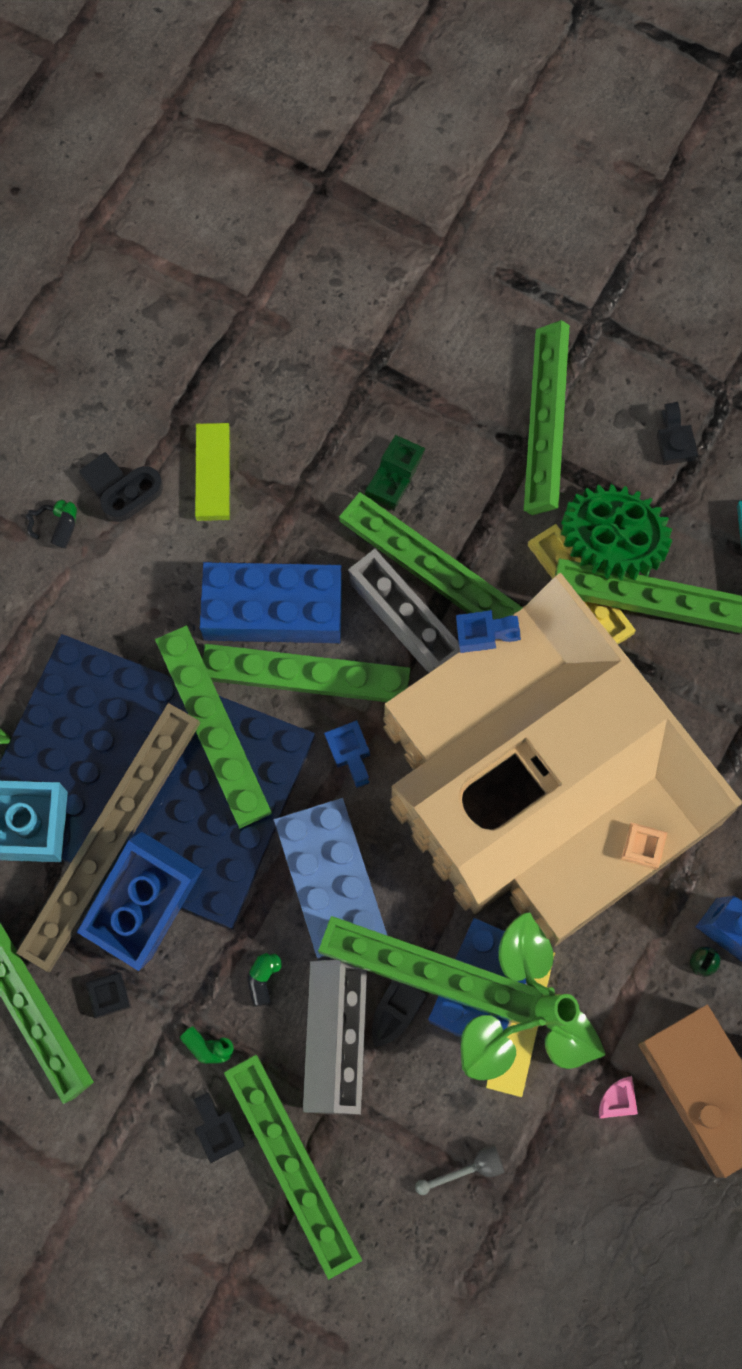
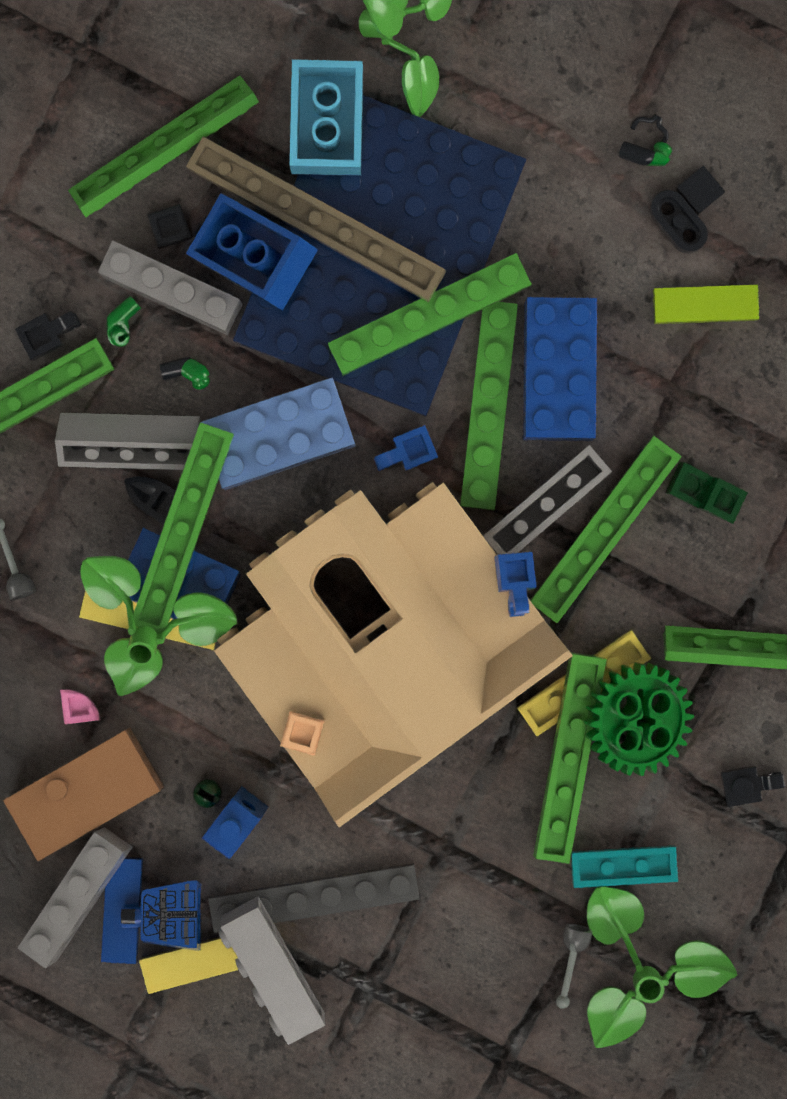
camera: 85 degrees right, 15 degrees up
(174, 991) = (170, 288): none -> light grey brick

